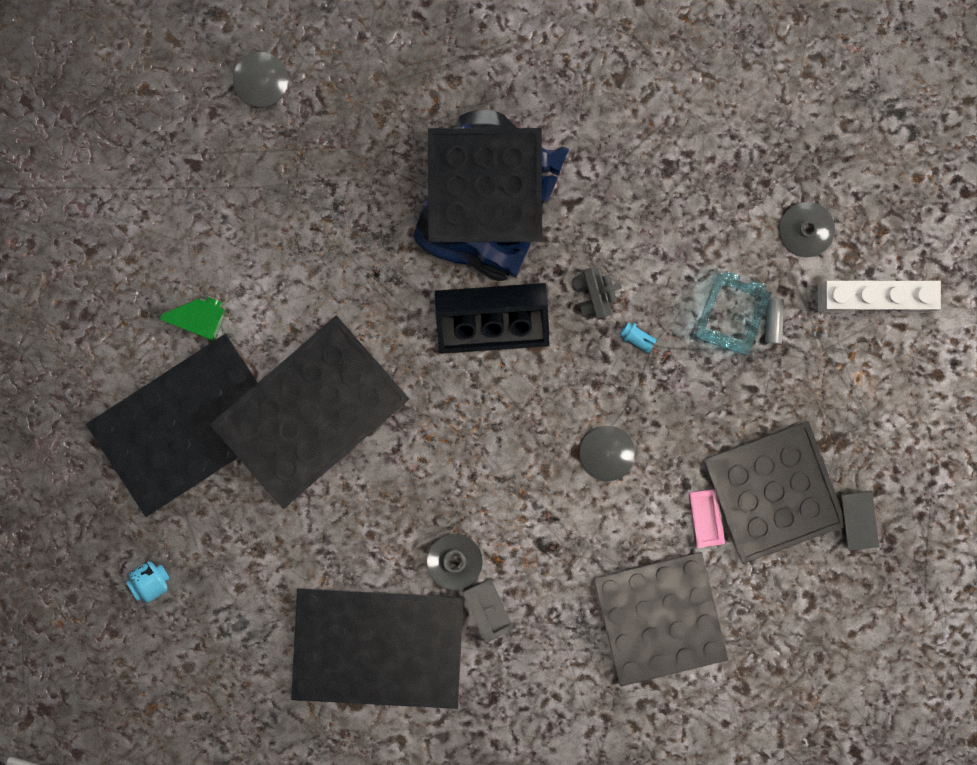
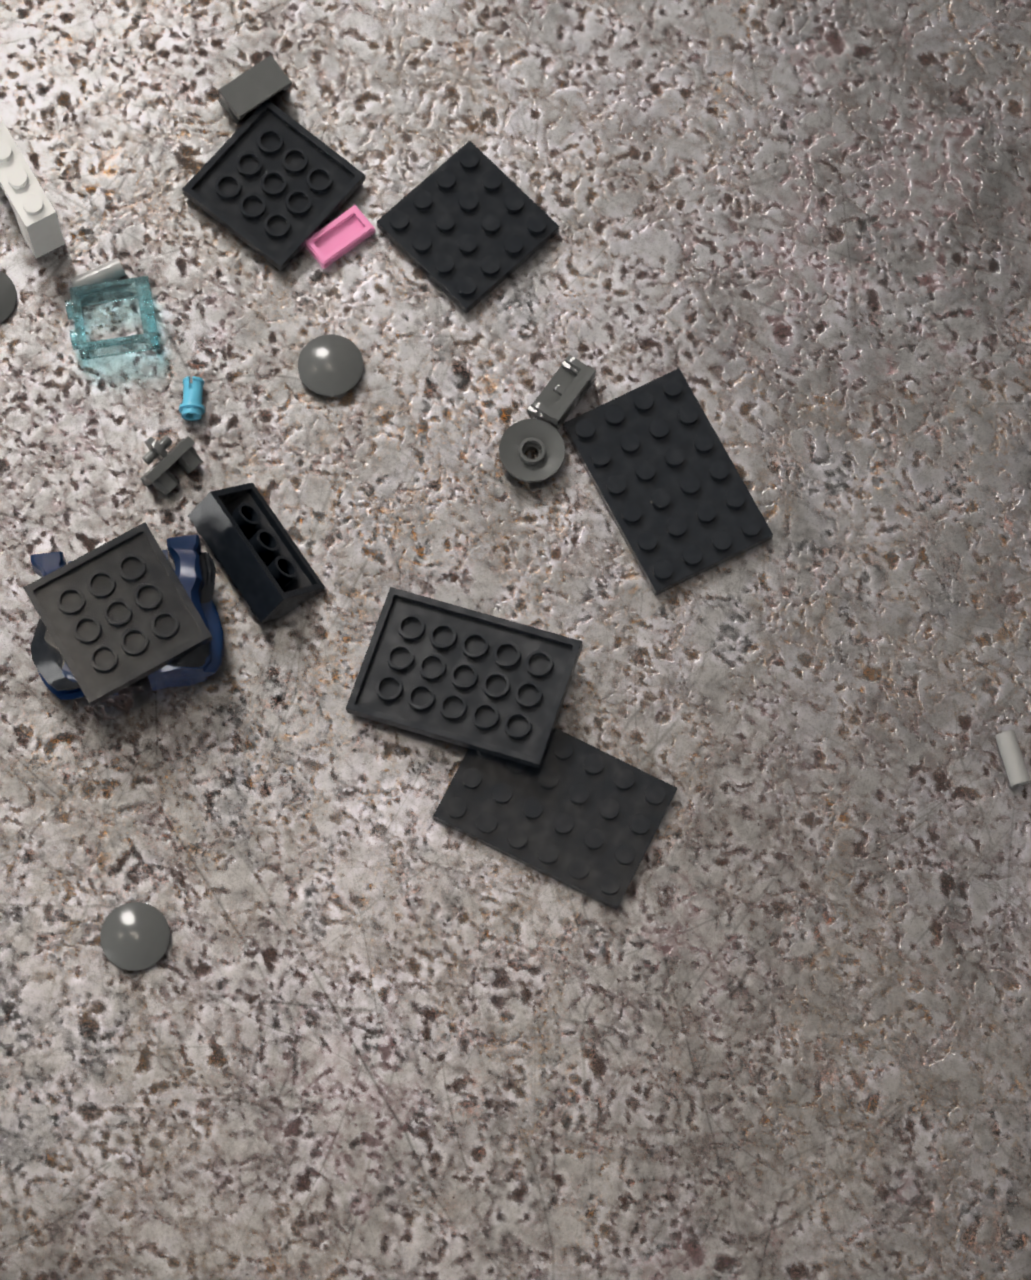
camera: 130 degrees left, 15 degrees down
(147, 582) = (743, 745): medium azure head -> none
(198, 317) = (432, 852): green slope -> none

